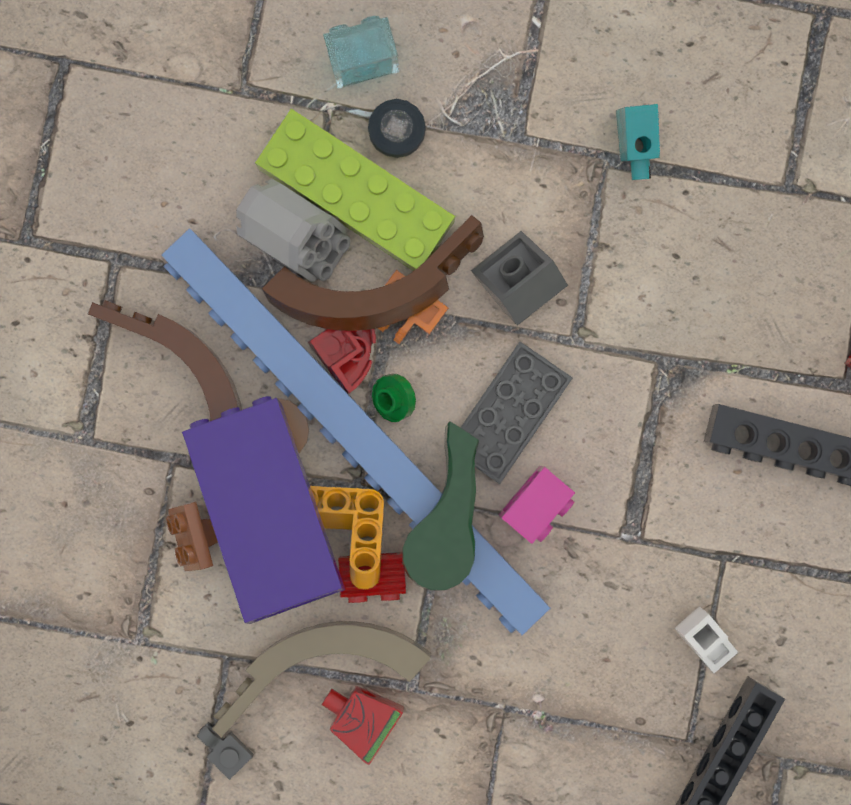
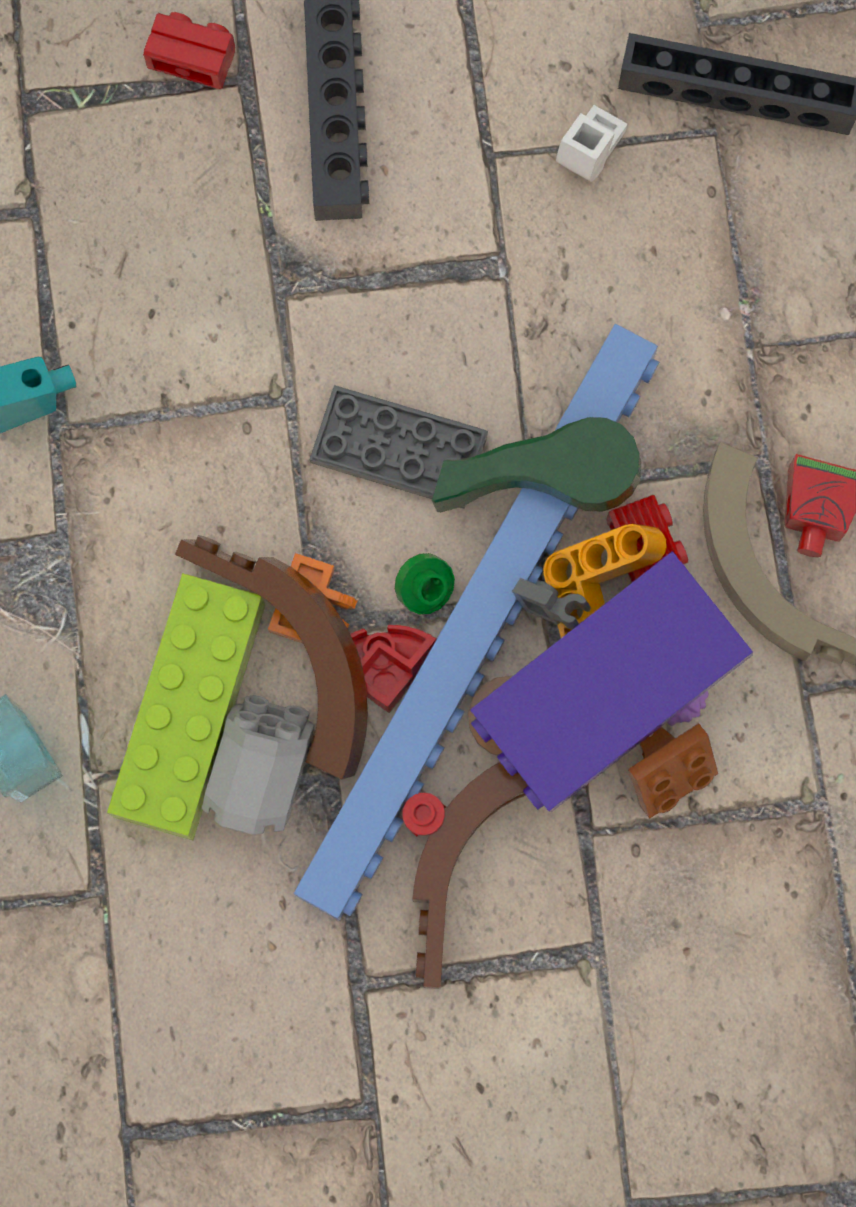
camera: 105 degrees left, 10 degrees down
(217, 342) = (423, 814): none -> red plate
(347, 481) = (543, 602): none -> dark grey plate
(391, 117) = (83, 672): black wheel -> none
(520, 277) = (232, 481): dark grey slope -> none
(537, 505) = (498, 374): dark pink brick -> none

